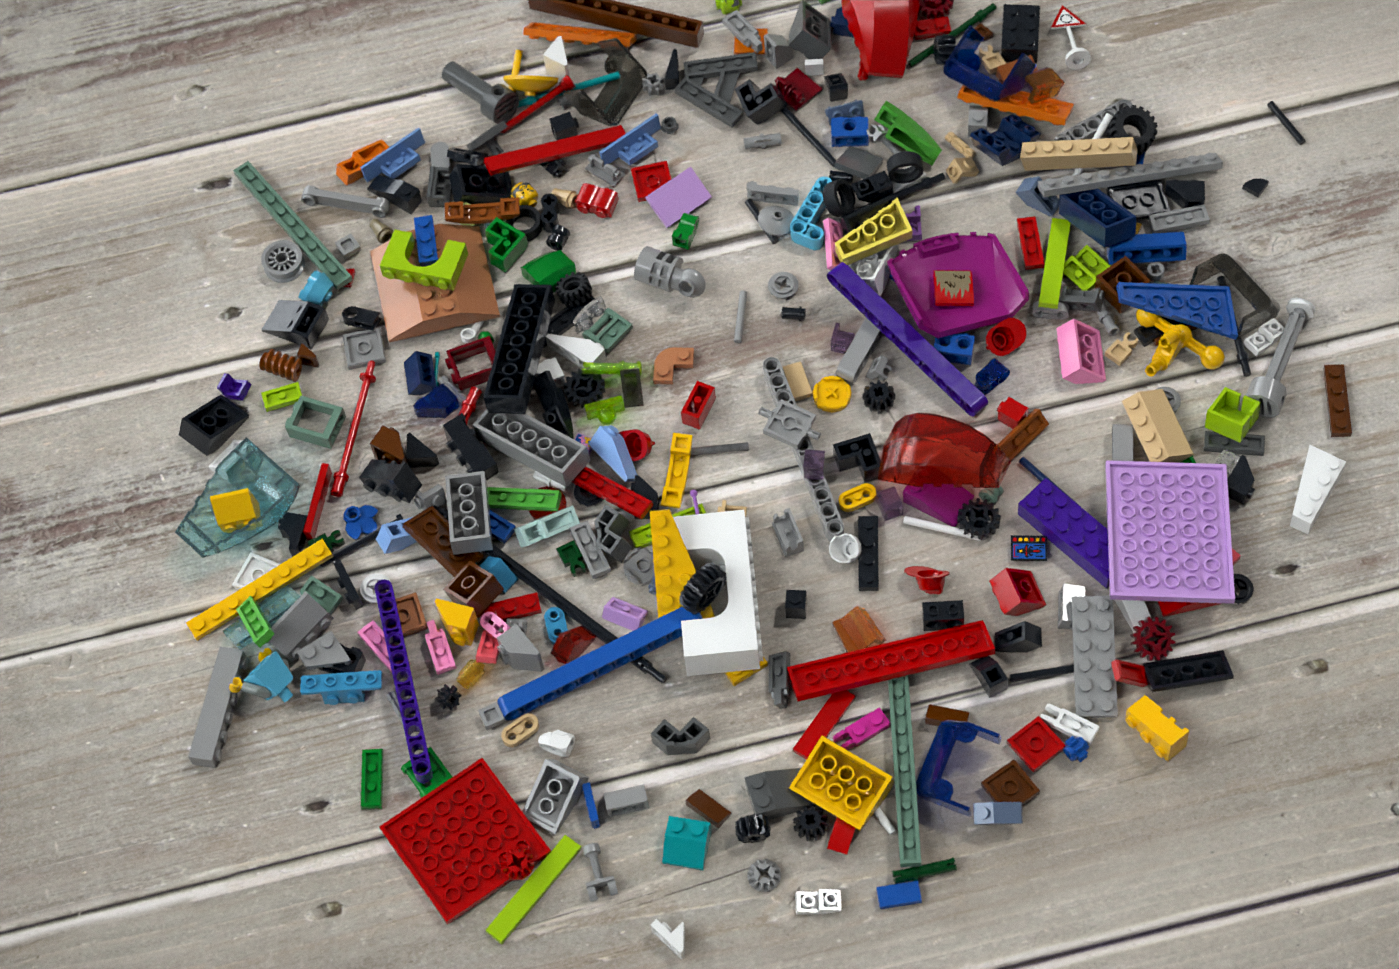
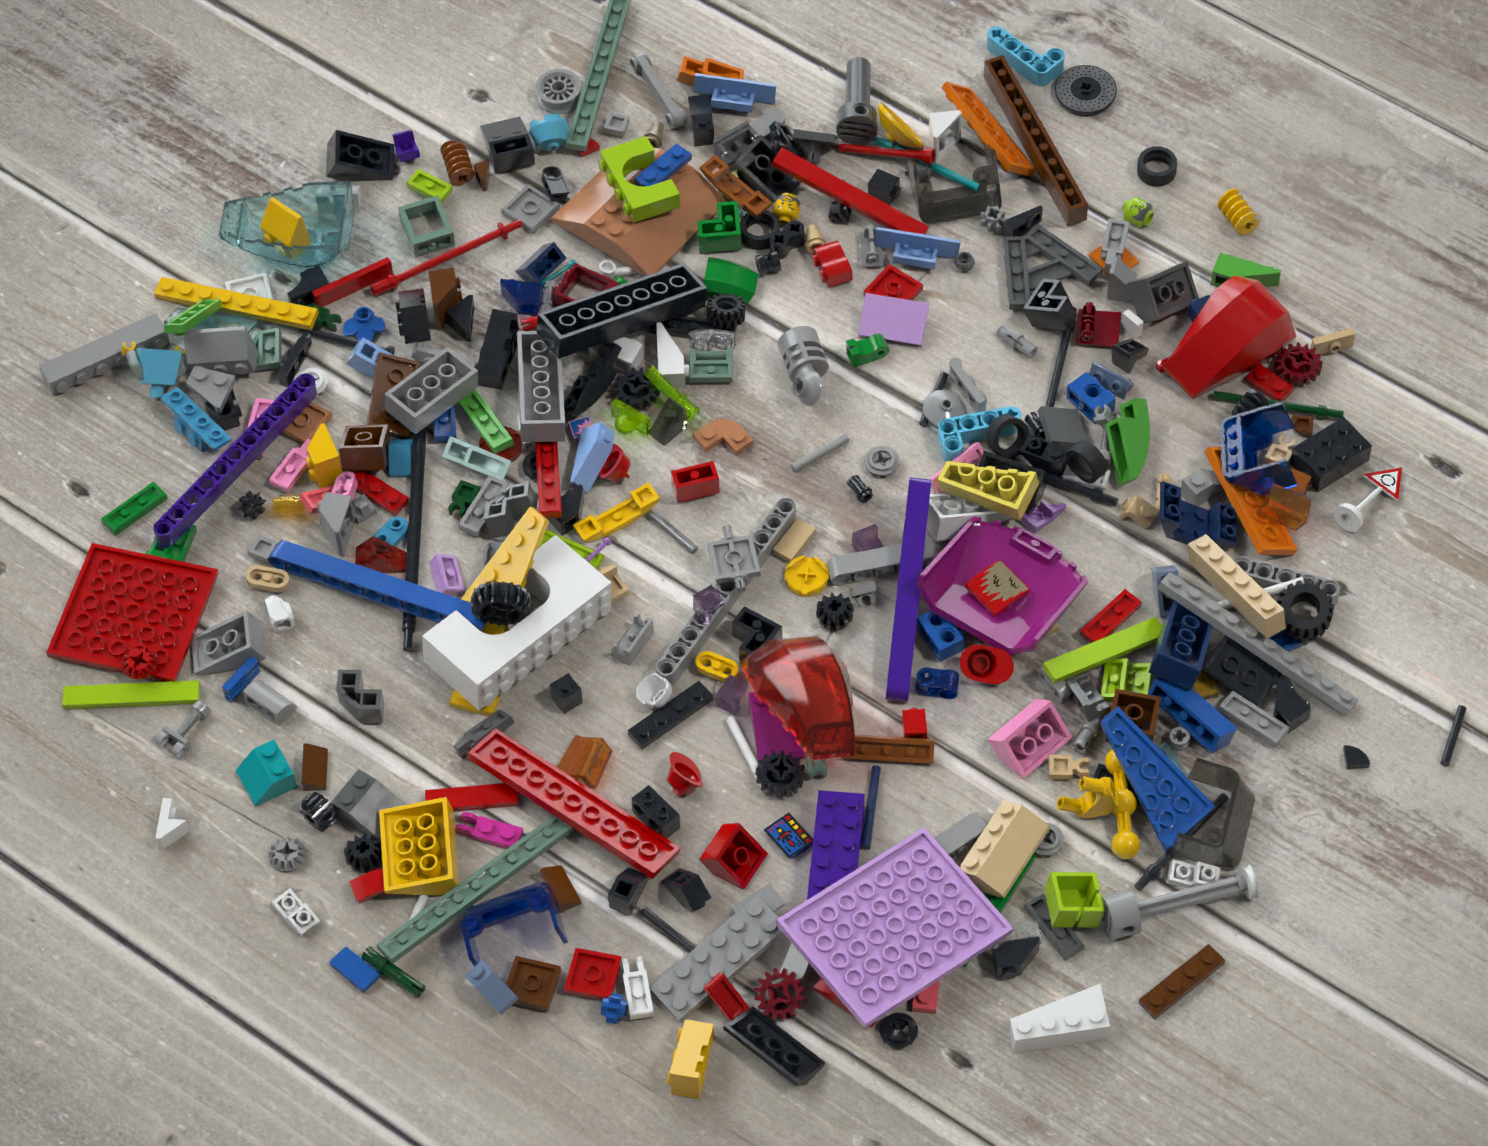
camera: 45 degrees right, 5 degrees down
(516, 65) = (913, 111): yellow bar -> none

